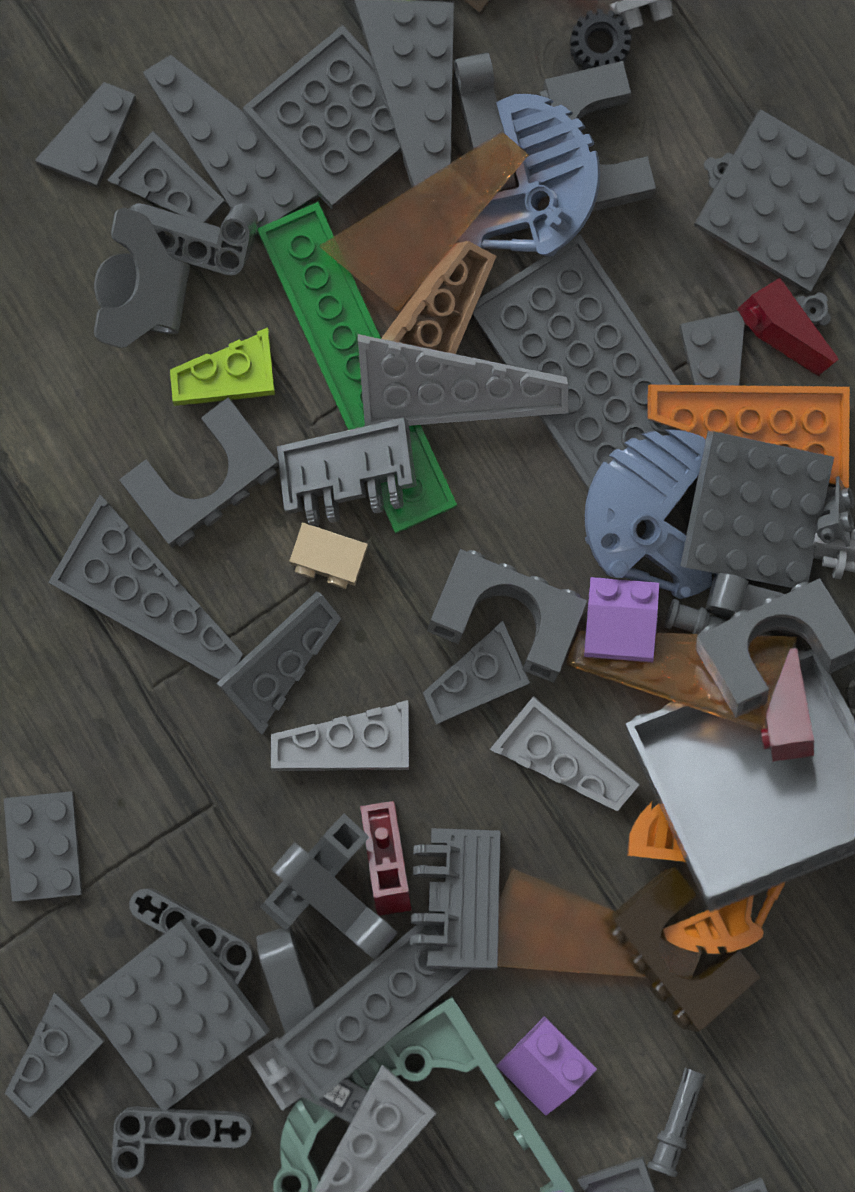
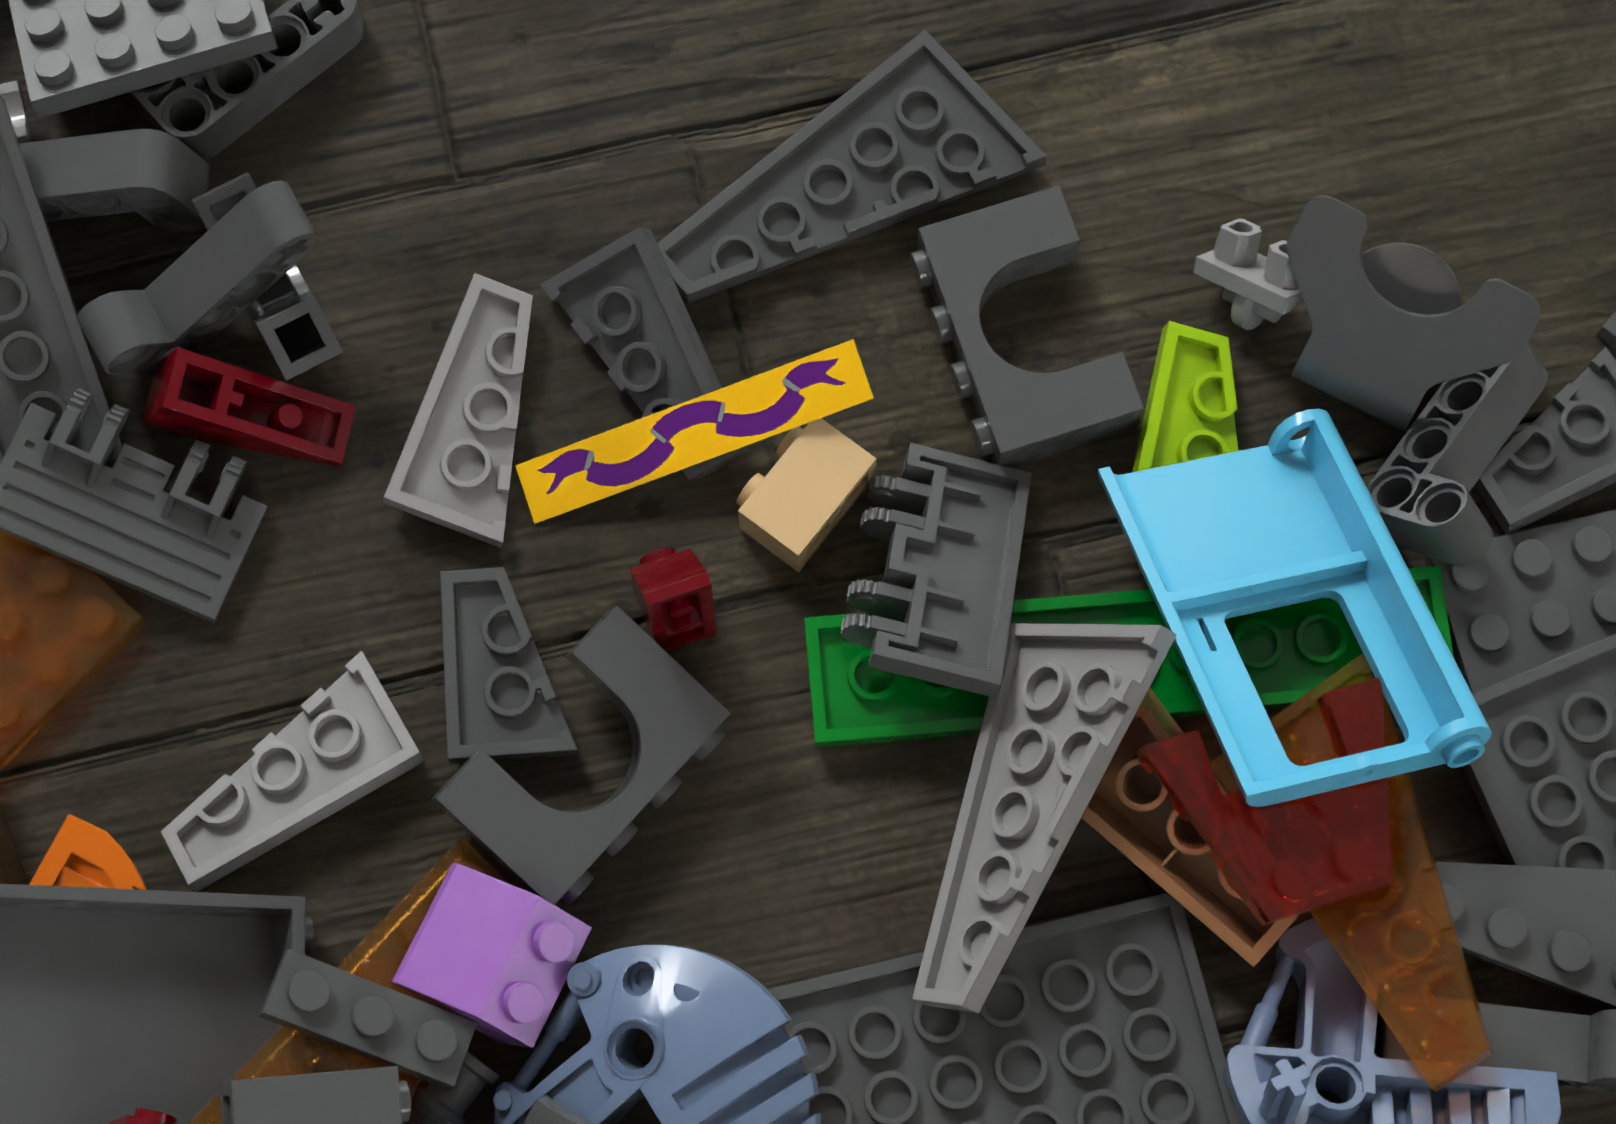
camera: 115 degrees right, 10 degrees down
(132, 367) = (1252, 282): none -> light grey hips
(274, 316) = (1280, 532): none -> medium azure piece
(318, 621) = (694, 431): none -> yellow sticker
(409, 599) = (674, 597): none -> dark red slope
(428, 246) = (1299, 850): none -> clear red wing
(676, 663) = (368, 1019): none -> dark grey plate

